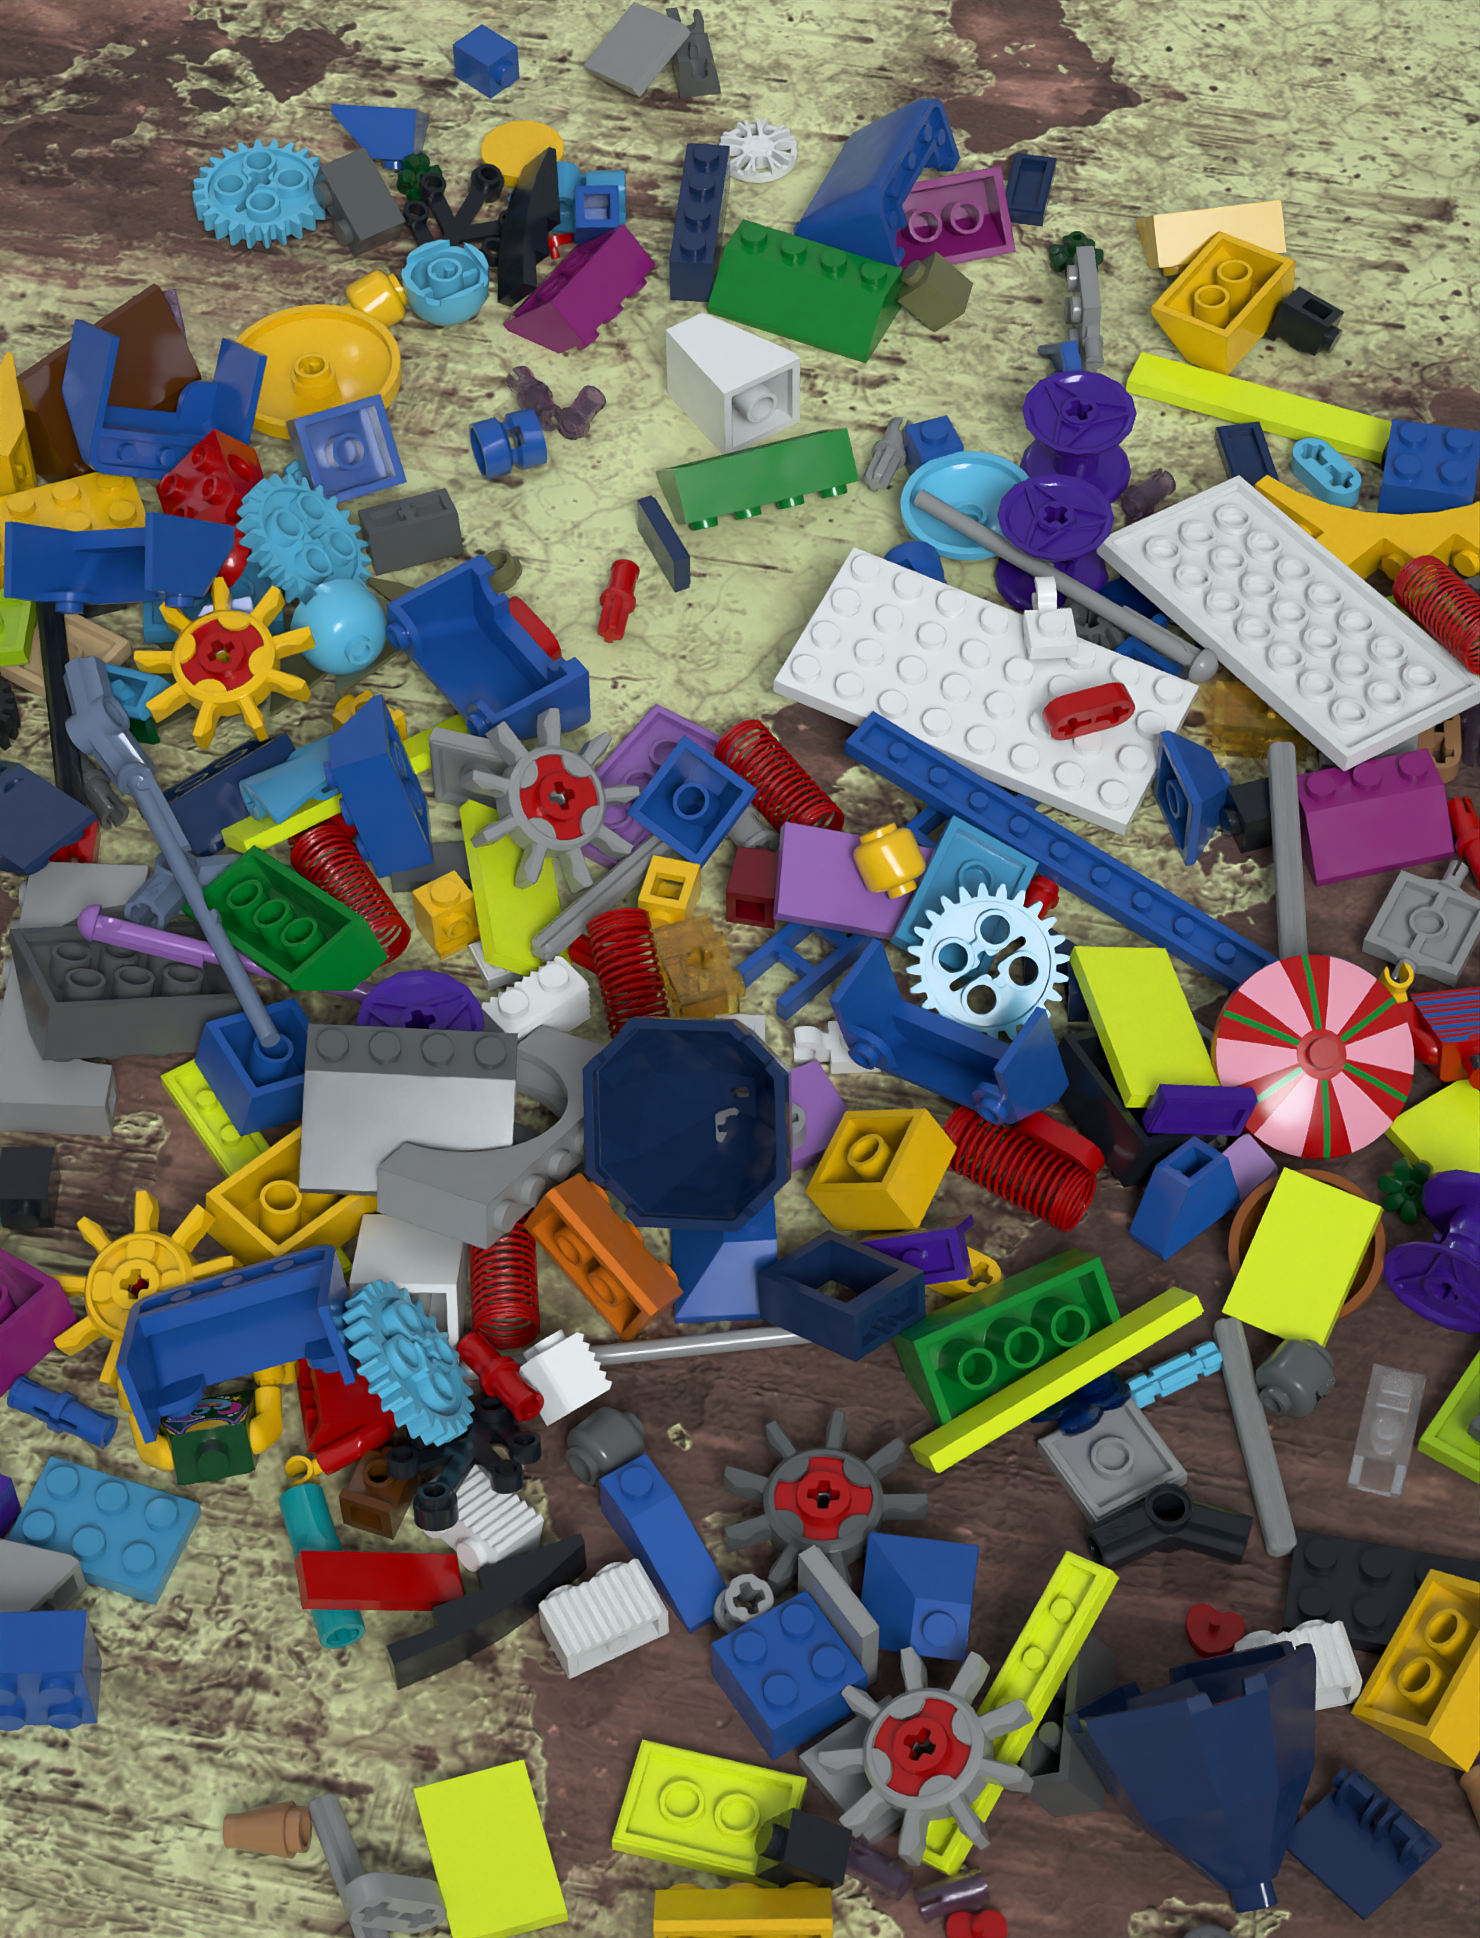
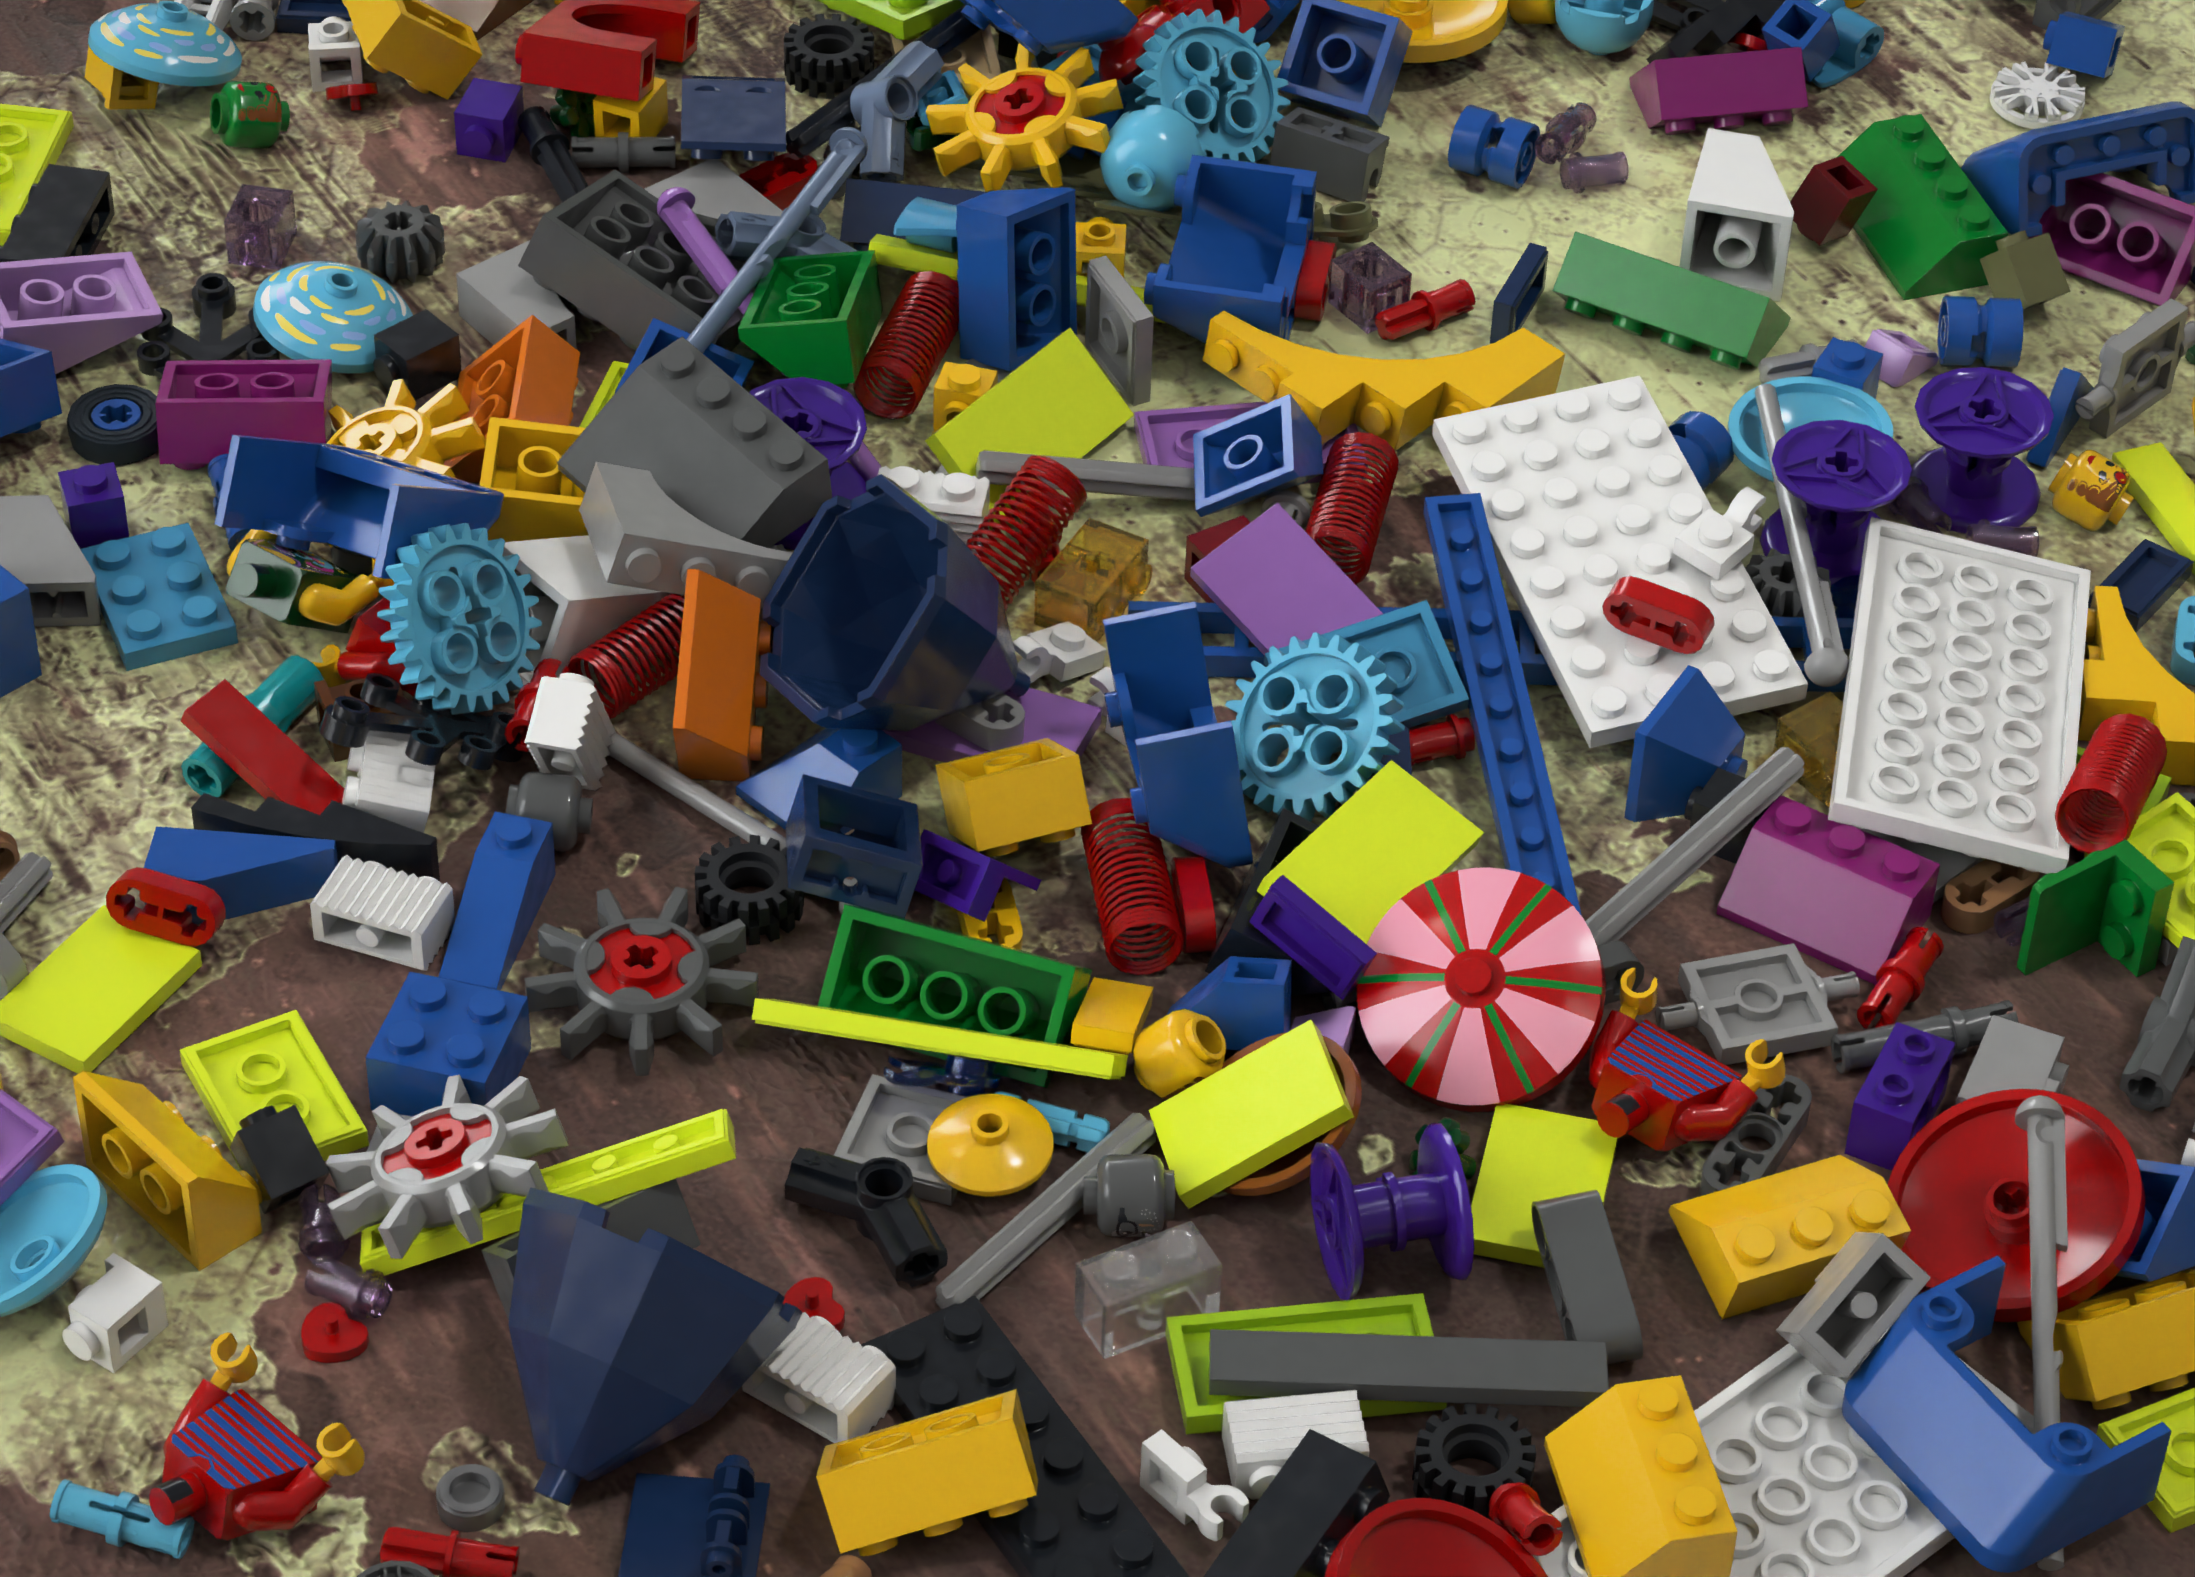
camera: 45 degrees right, 10 degrees down
(141, 1147) = (519, 378): none -> orange slope
(456, 1698) = (244, 868): none -> blue slope
(474, 1750) = (166, 906): none -> red beam
(526, 797) = (1101, 345): light grey gear -> none
(569, 609) = (1366, 284): none -> brick
(667, 900) = (1154, 511): yellow brick -> none
(699, 222) = (1936, 82): dark blue brick -> none
(700, 687) = (1381, 395): none -> yellow arch
(748, 1590) = (484, 965): light grey bush -> none
(750, 92) = (2083, 44): none -> blue brick
(764, 315) = (1831, 200): none -> dark red brick
(793, 1357) = (747, 866): none -> black tyre
(841, 1608) = (530, 1024): light grey tile -> none
(889, 860) = (1327, 591): yellow head -> none
(920, 404) = (1902, 356): none -> lavender slope
(920, 1593) = (617, 1082): blue slope -> none
(958, 353) = (1980, 331): none -> blue wheel
(1131, 1271) = (1111, 1015): none -> yellow tile
(1158, 418) = (2091, 490): none -> yellow head
(1170, 1441) = (990, 1145): none -> yellow dish
(1199, 1257) = (1178, 1052): none -> yellow head

